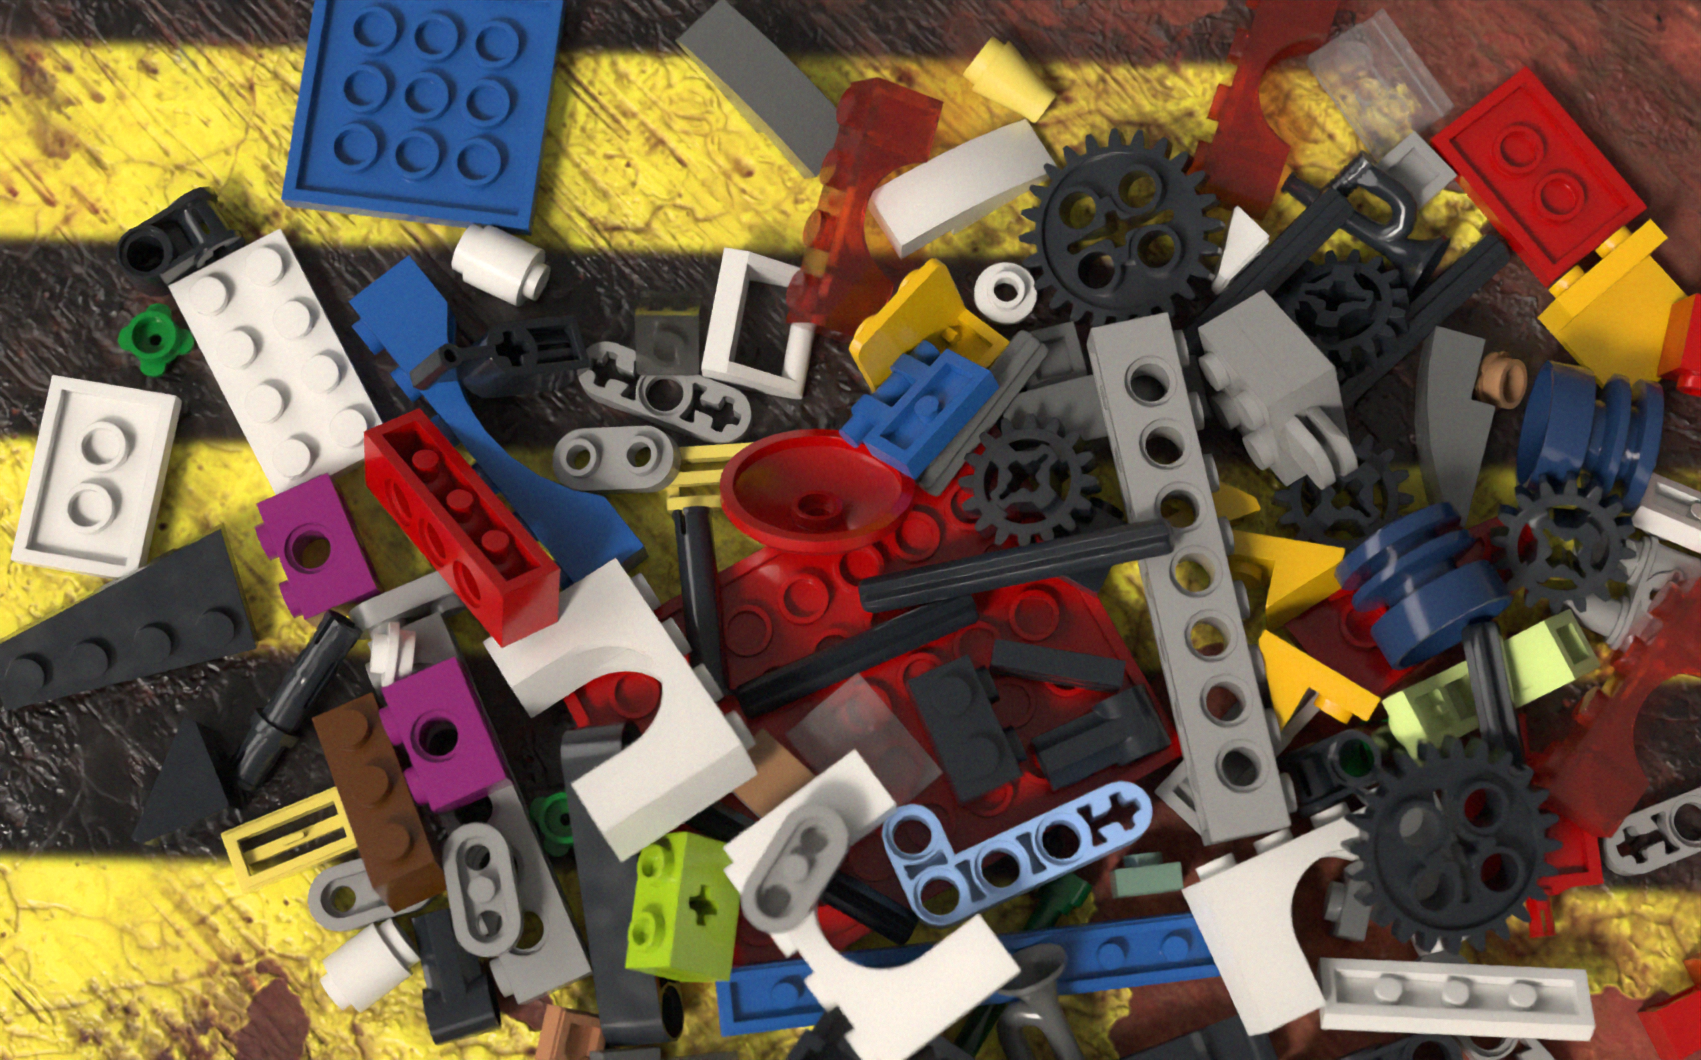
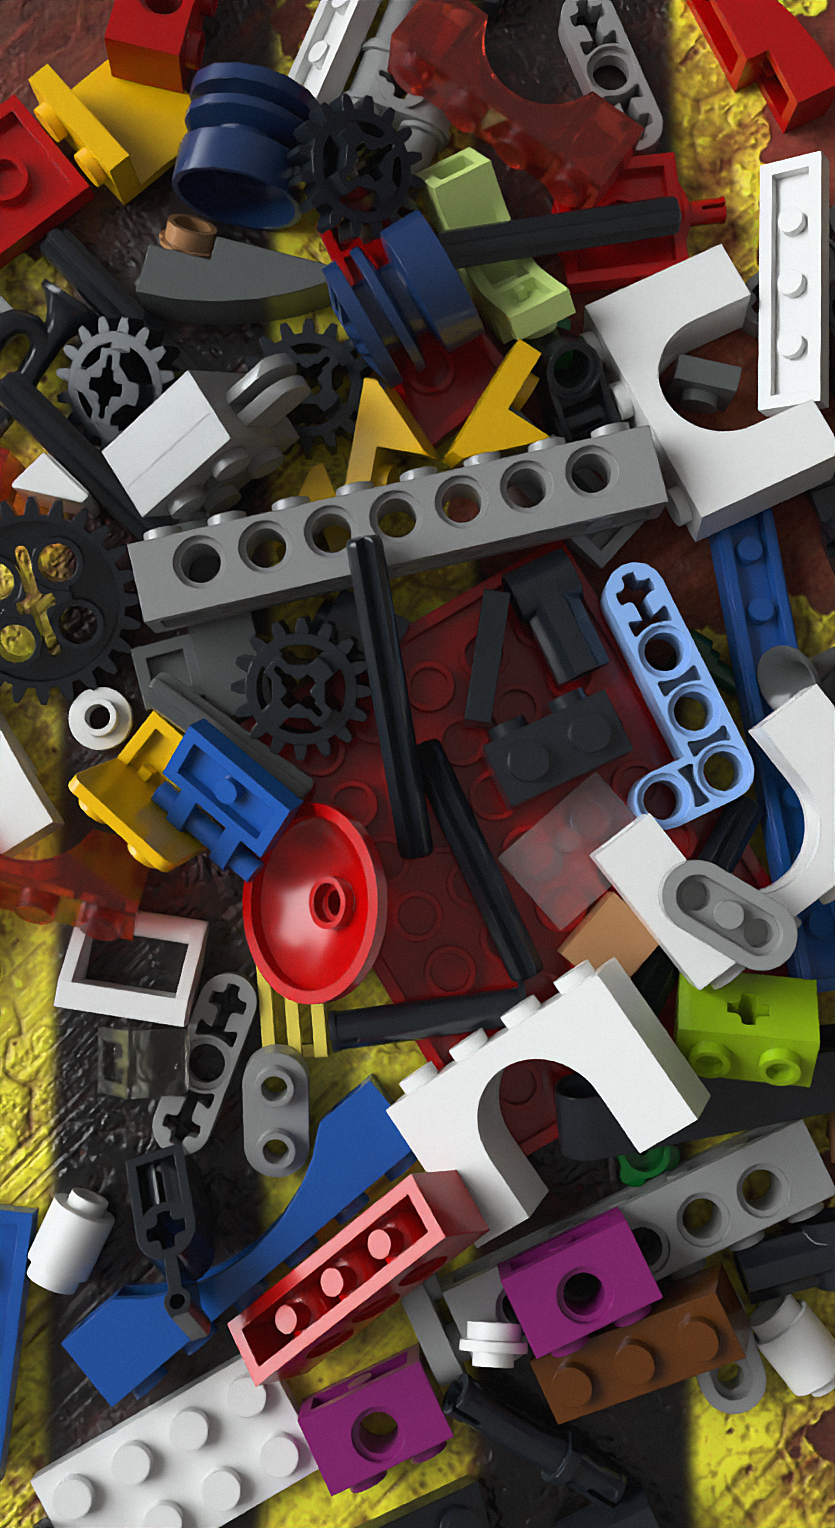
camera: 90 degrees left, 5 degrees up
(241, 861) = (693, 1483): light yellow tile -> none
(482, 891) = (731, 1242): light grey plate -> none
(1145, 876) = (684, 575): sand green plate -> none
(1505, 826) = (668, 260): black gear -> none

